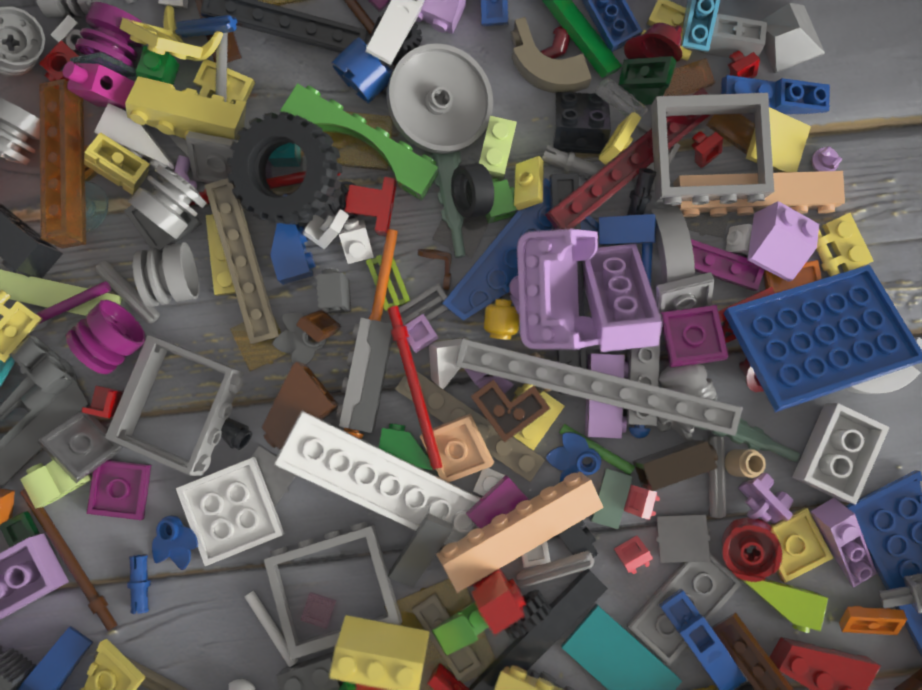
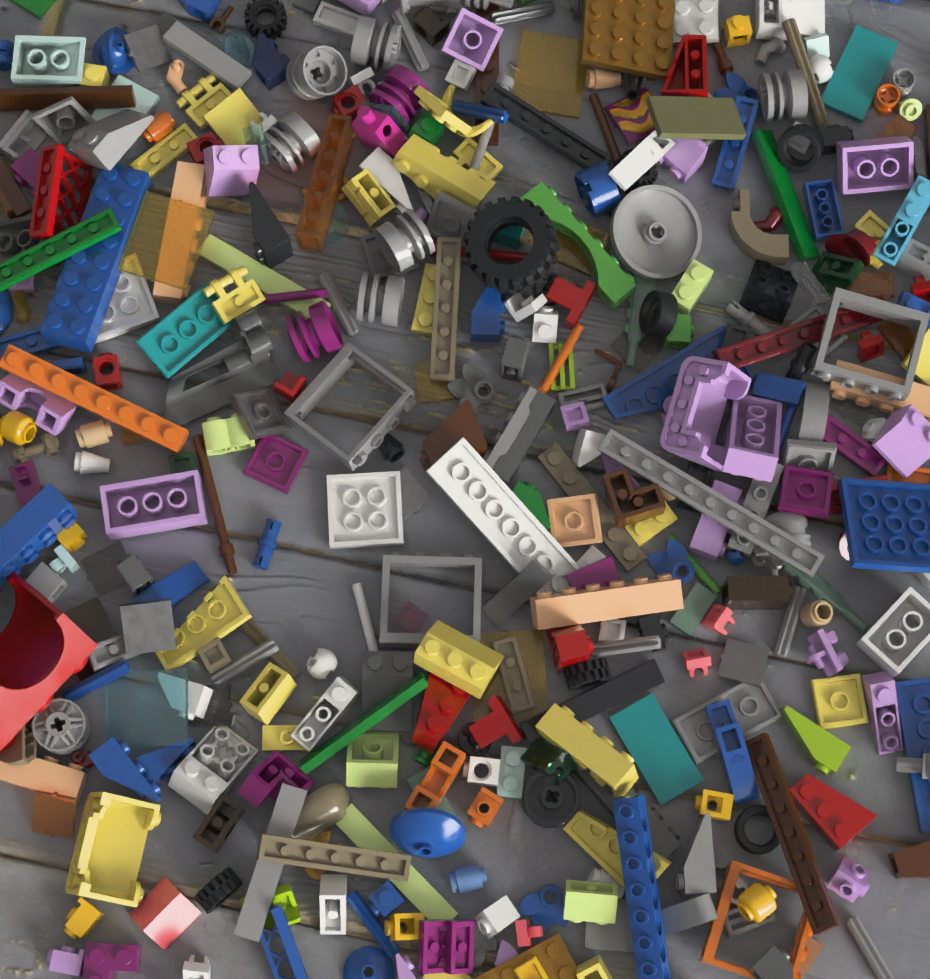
camera: 15 degrees right, 10 degrees down
(174, 542) = (308, 523): blue plate -> none
(318, 325) = (493, 380): reddish brown tile -> none
(400, 335) = (558, 410): red bar -> none
(460, 629) = (530, 667): bright green slope -> none
(501, 319) = (647, 428): yellow head -> none
(528, 183) = (708, 324): light yellow plate -> none
(620, 138) = (796, 313): light yellow plate -> none
(762, 561) = (794, 670): red brick -> none
(872, 620) = (885, 784): orange plate -> none

